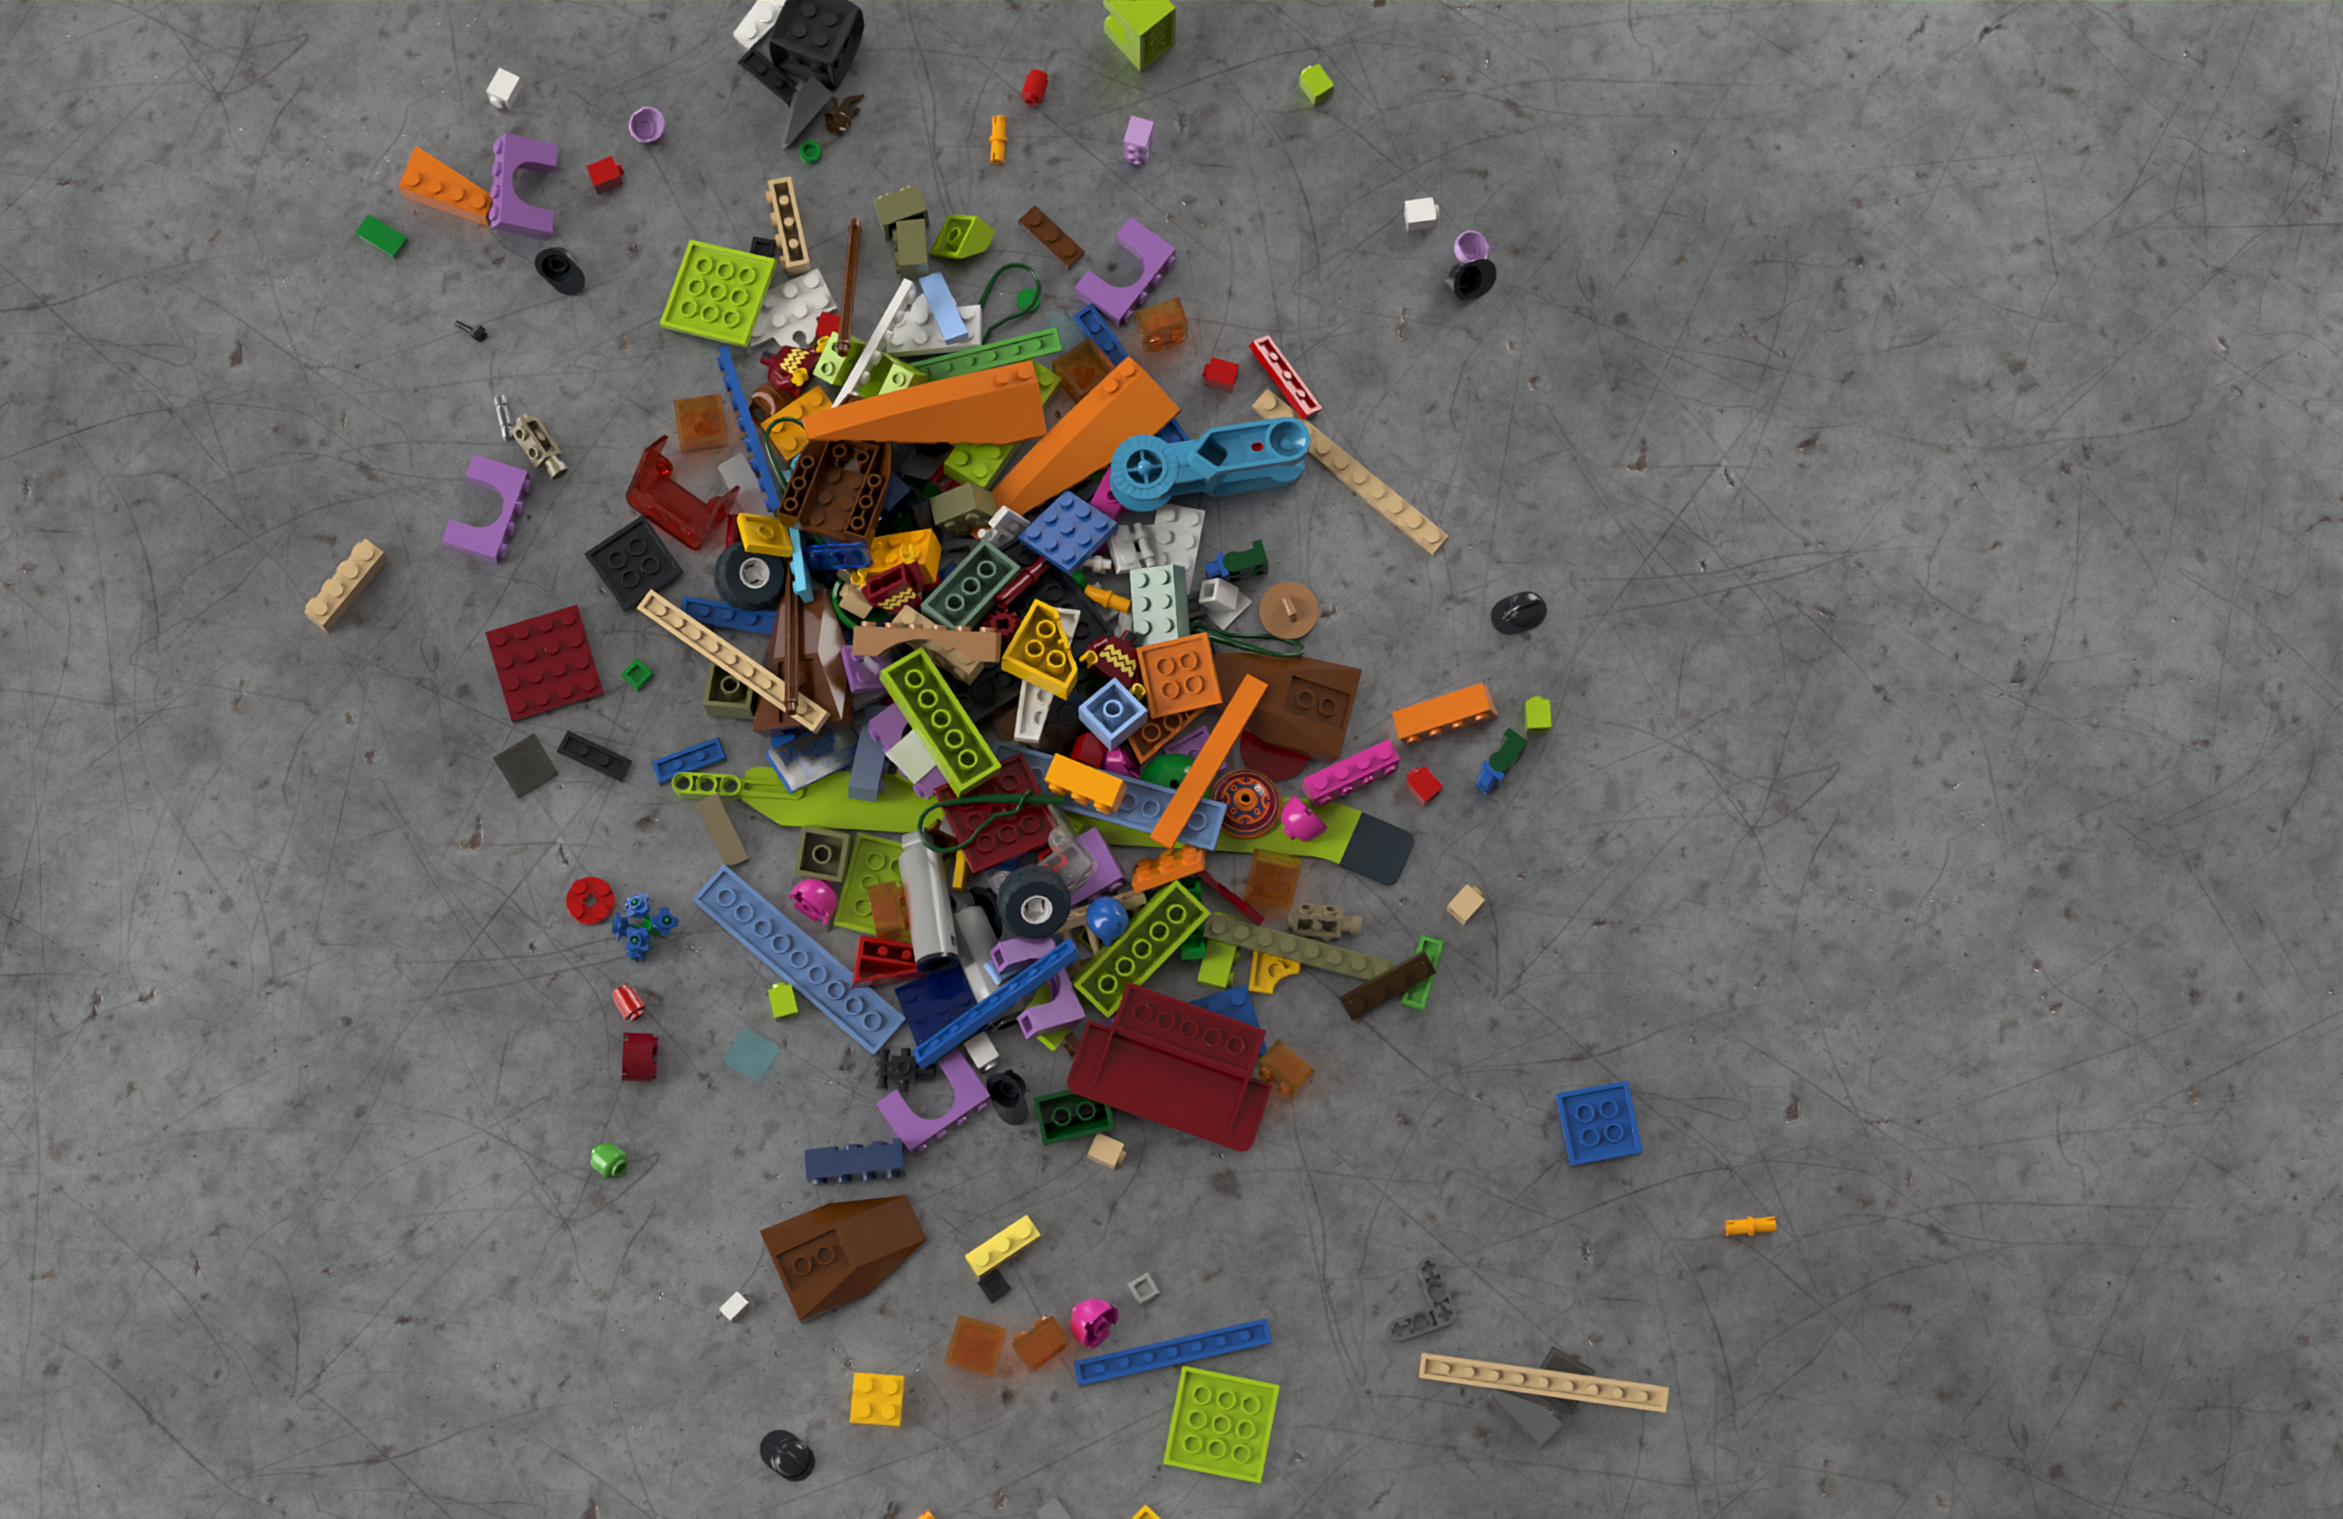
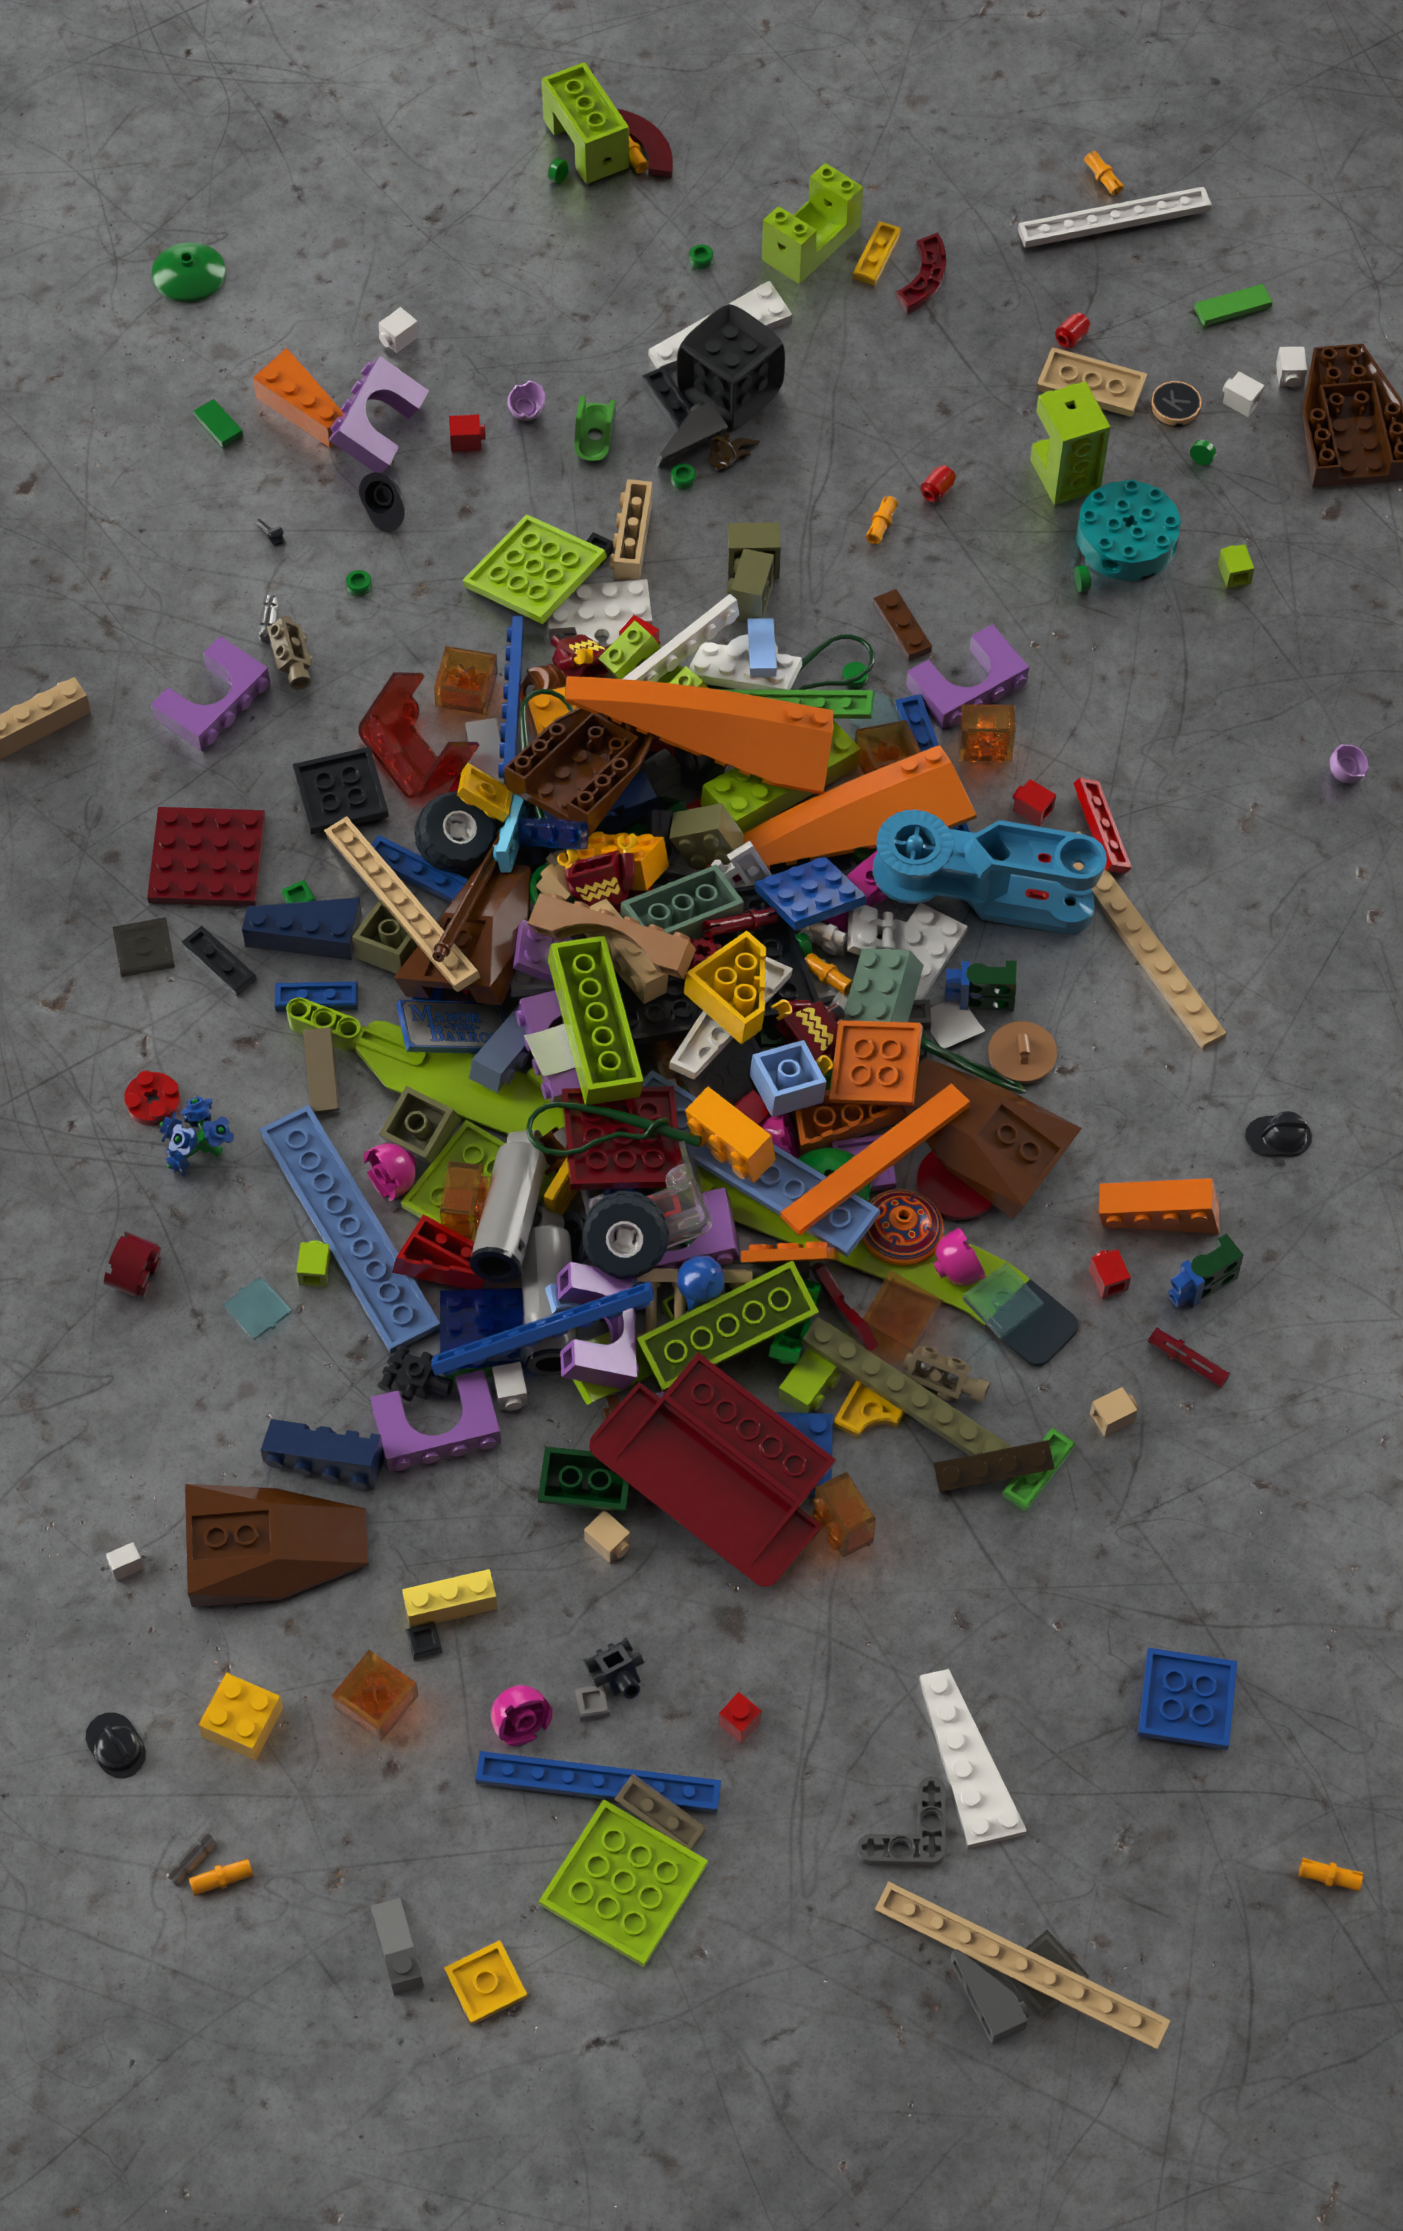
camera: 20 degrees right, 15 degrees down
(294, 99) = (188, 272): none -> green dish
(569, 355) = (358, 583): none -> green tile
(608, 1160) = (55, 1361): bright green head -> none
(628, 1002) = (147, 1209): brick -> none
(656, 704) = (304, 927): none -> dark blue wedge
(713, 117) = (593, 417): none -> bright green piece
(843, 344) = (669, 593): reddish brown piece -> none
(962, 237) = (810, 593): lime slope -> none
(1007, 1095) = (520, 1439): black piece -> none
(1040, 1343) = (449, 1715): clear orange brick -> none
(1138, 140) = (1027, 557): lavender brick -> none
(1154, 1258) = (616, 1669): none -> black piece
(1190, 140) = (1082, 578): none -> green tile
(1218, 58) = (1128, 530): none -> teal brick
(1218, 595) = (950, 1009): white brick -> none
(1229, 1361) = (660, 1812): none -> dark tan tile
(1263, 1263) = (739, 1717): none -> red brick
(1348, 841) = (1003, 1301): none -> clear light blue plate
(1350, 774) = (1031, 1232): dark pink brick -> none
(1421, 213) = (1305, 716): white brick -> none
(1460, 1249) = (974, 1780): none -> white wing
(1471, 278) = (1340, 792): black piece -> none
(1510, 836) = (1160, 1338): none -> dark red pin
(1537, 715) = (1263, 1243): lime brick -> none

